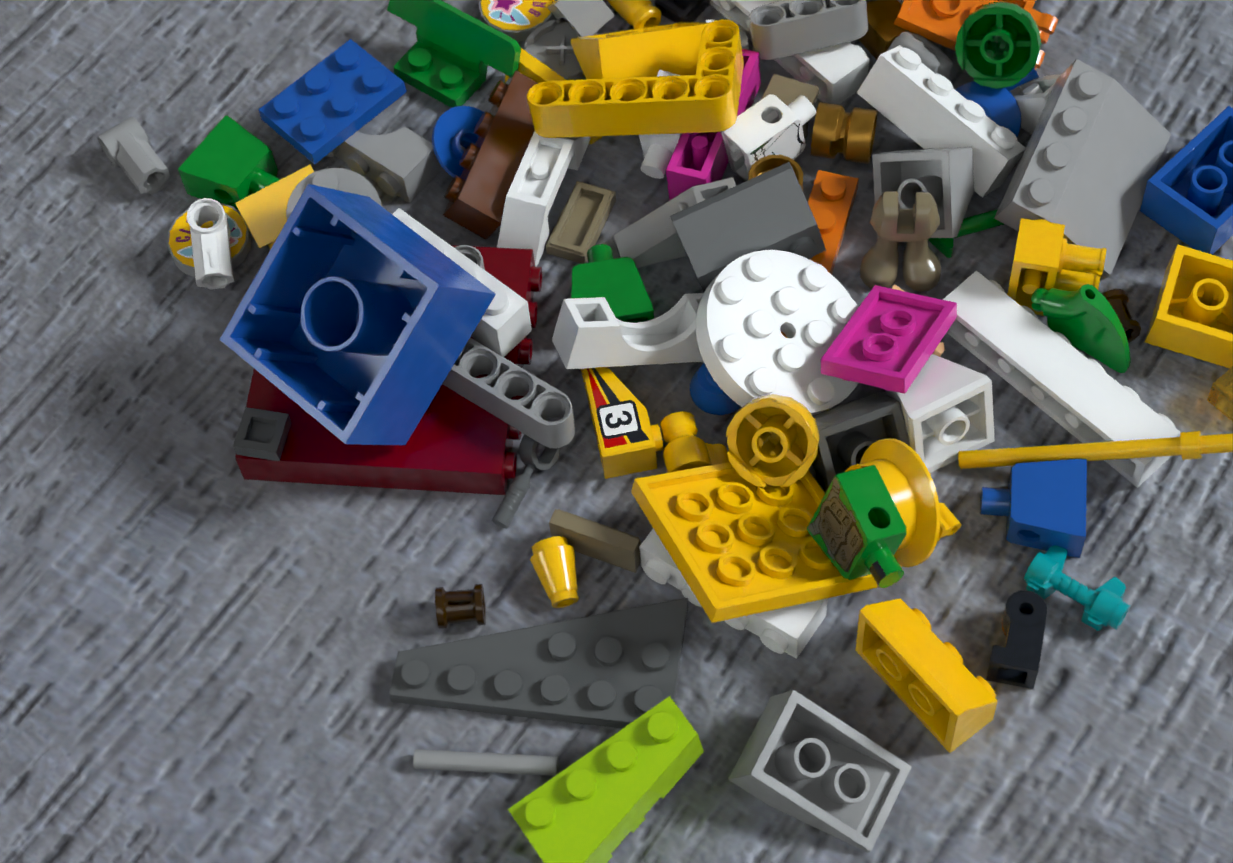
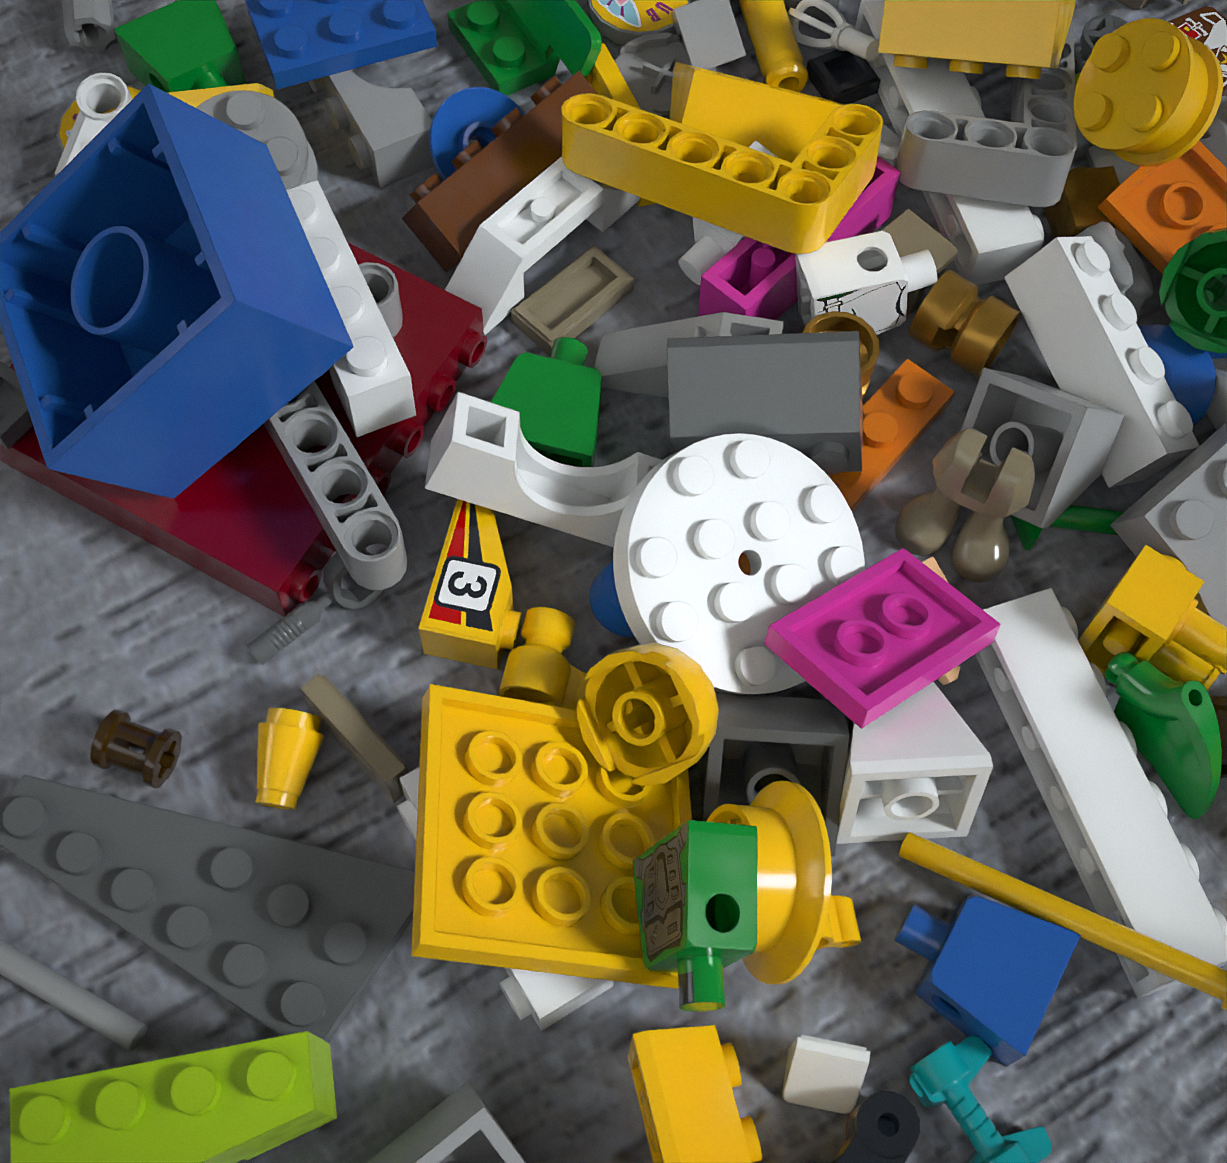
camera: 15 degrees right, 5 degrees up
(976, 602) = (824, 1074): none -> white slope

